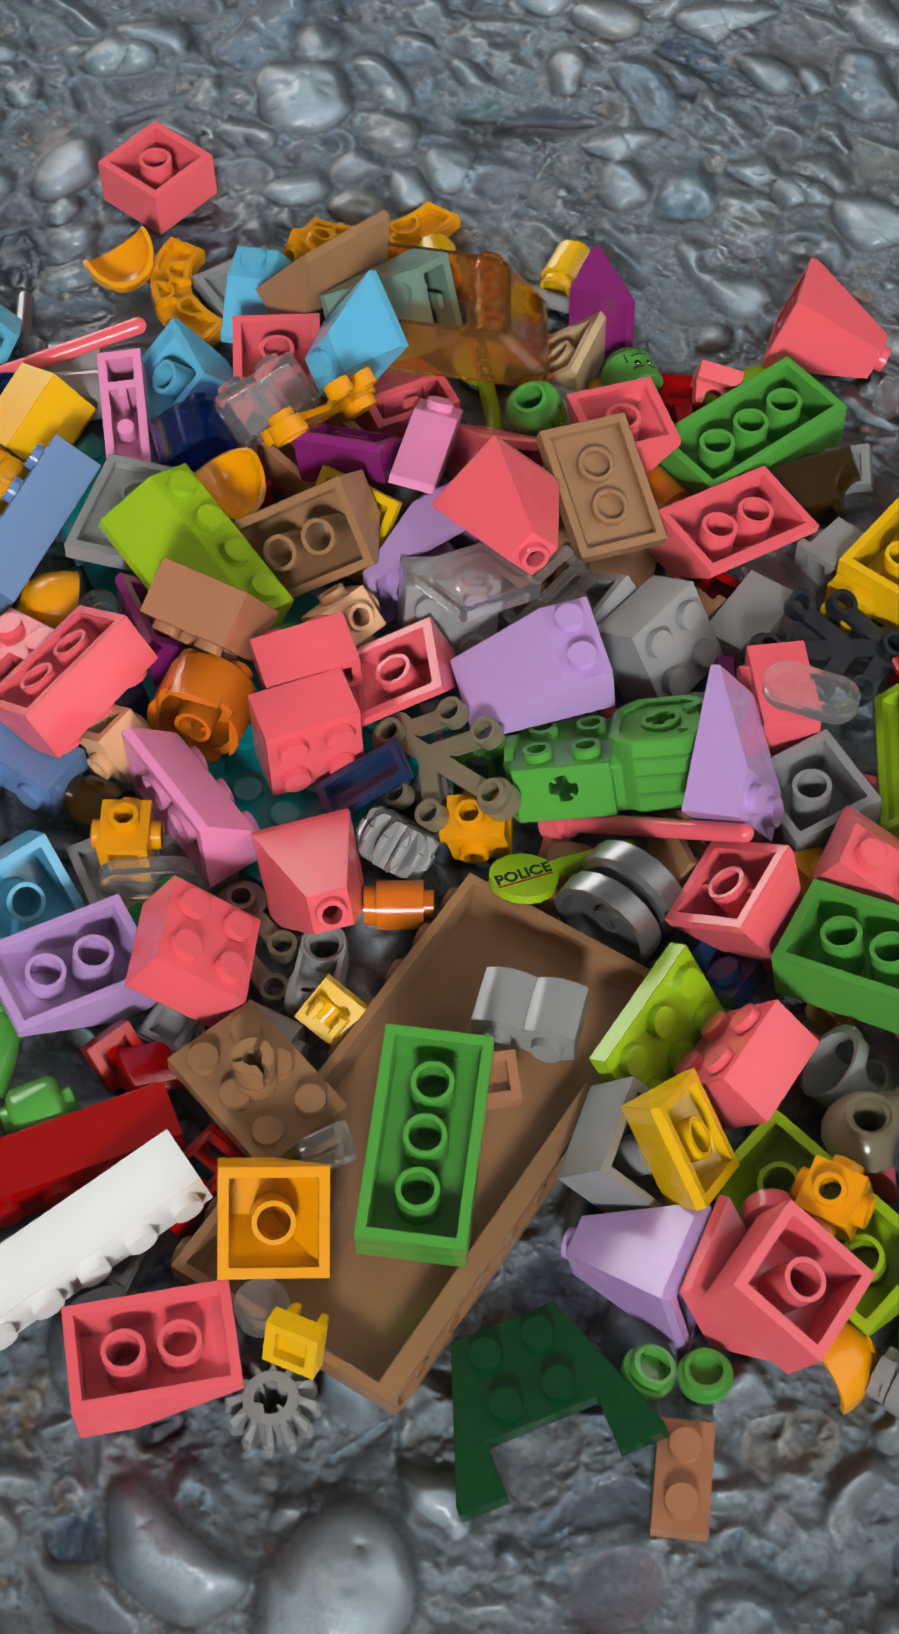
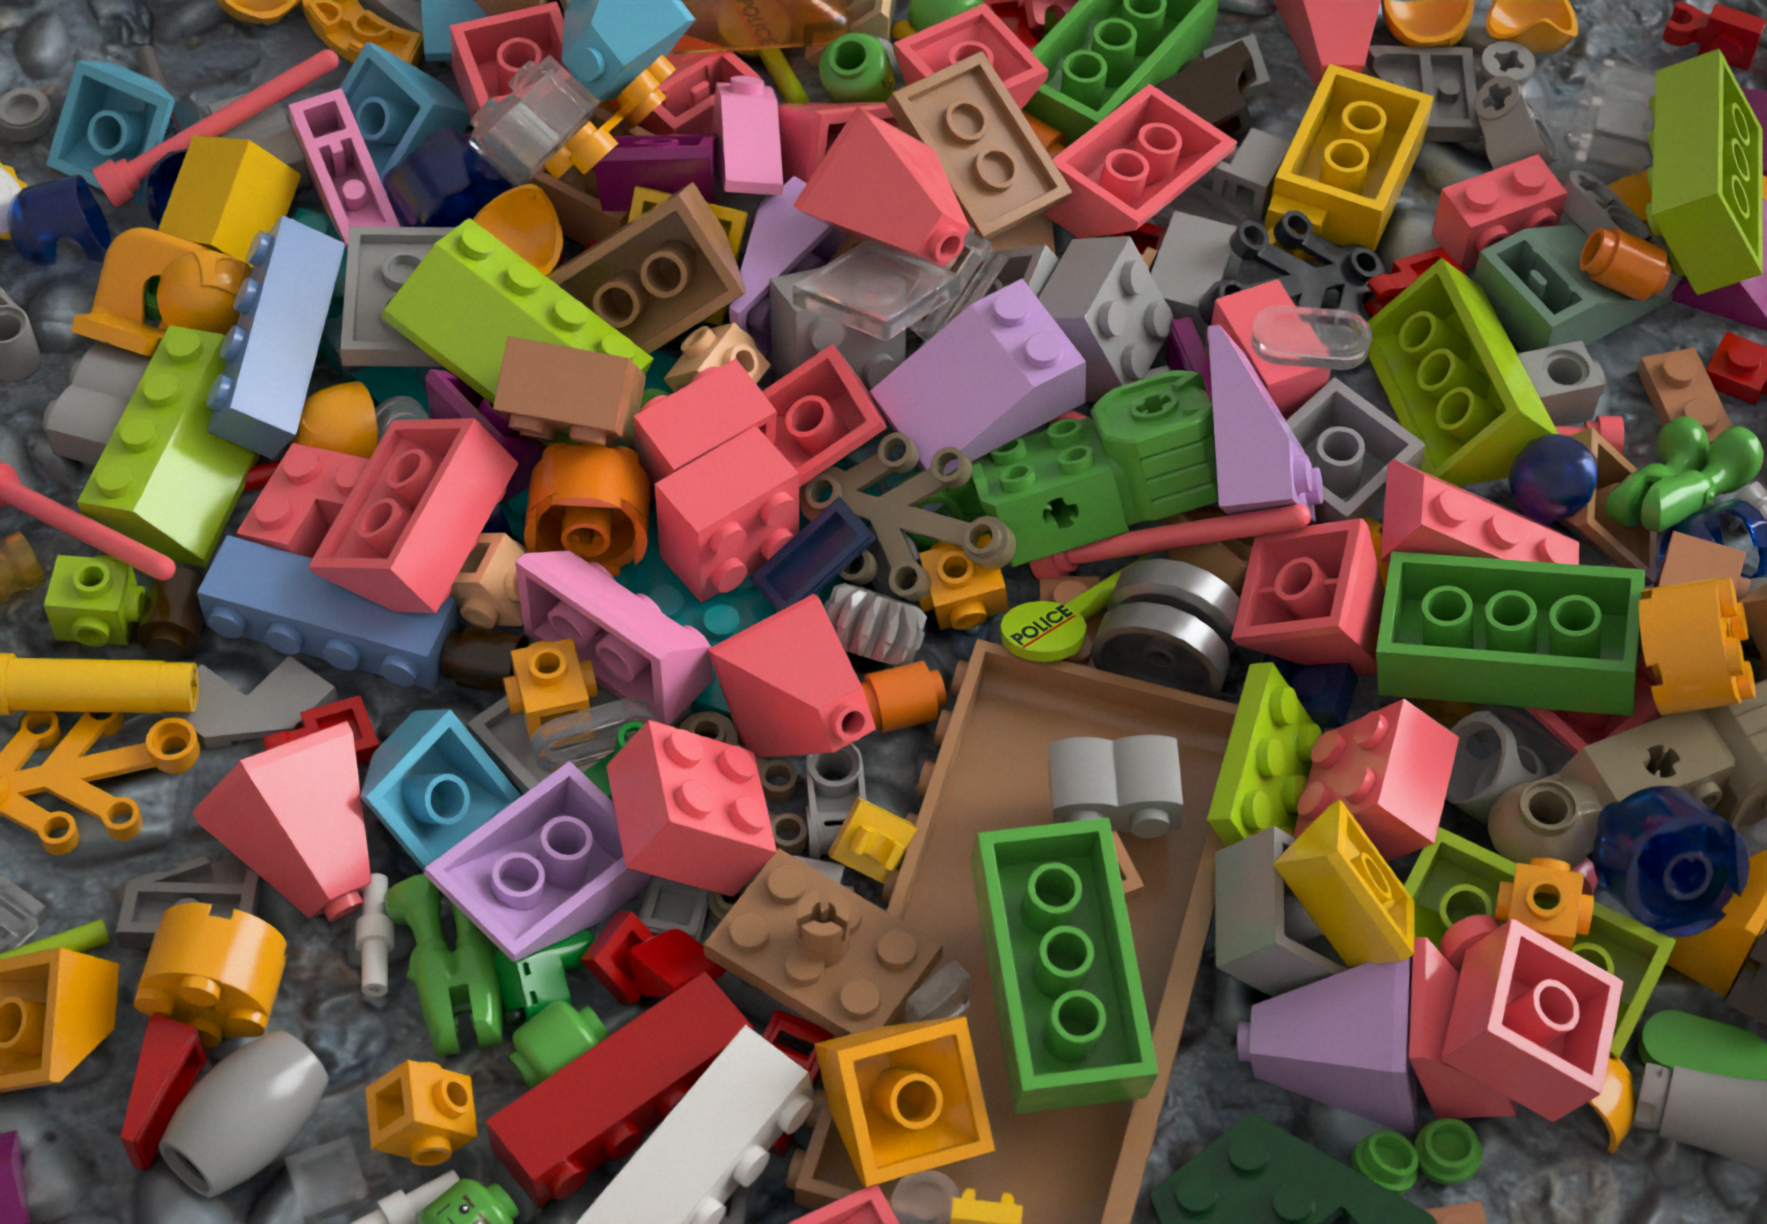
camera: 20 degrees left, 0 degrees up
(46, 1053) = (540, 977): none -> green piece

